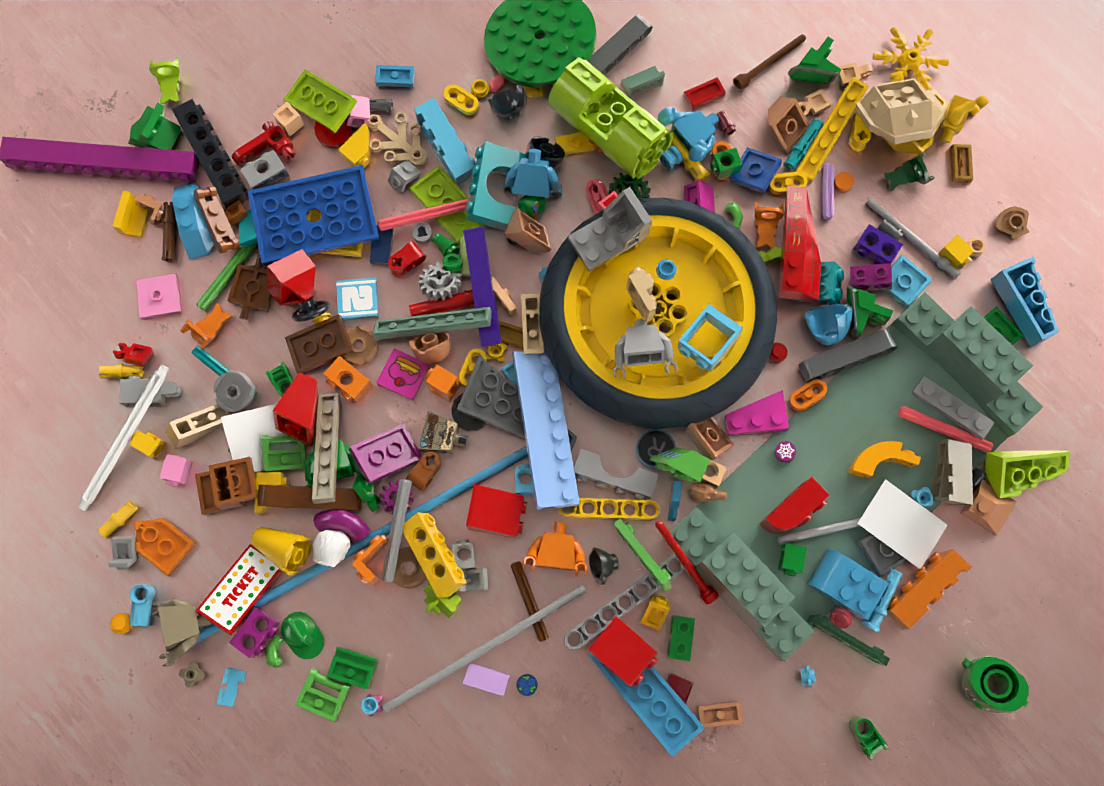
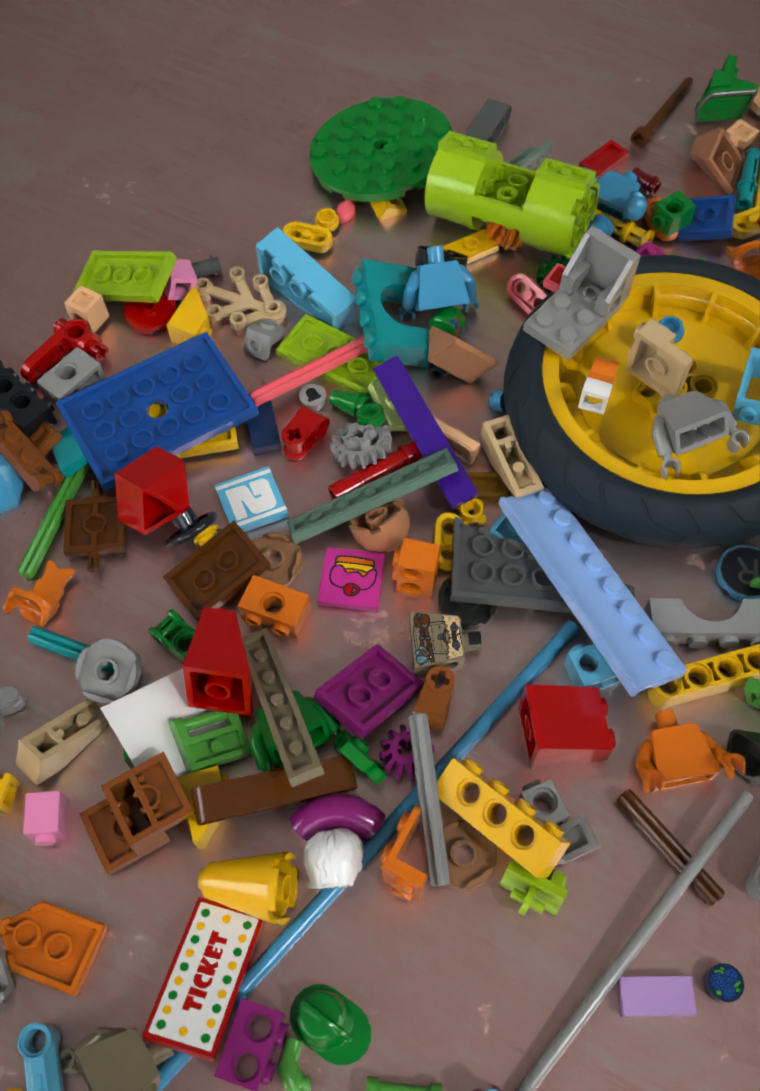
camera: 15 degrees left, 15 degrees down
(352, 668) = (434, 1051): green plate -> none
(395, 76) = (212, 233): dark azure plate -> none
(509, 102) = (371, 220): black cylinder -> none
(599, 297) = (598, 385): none -> leg

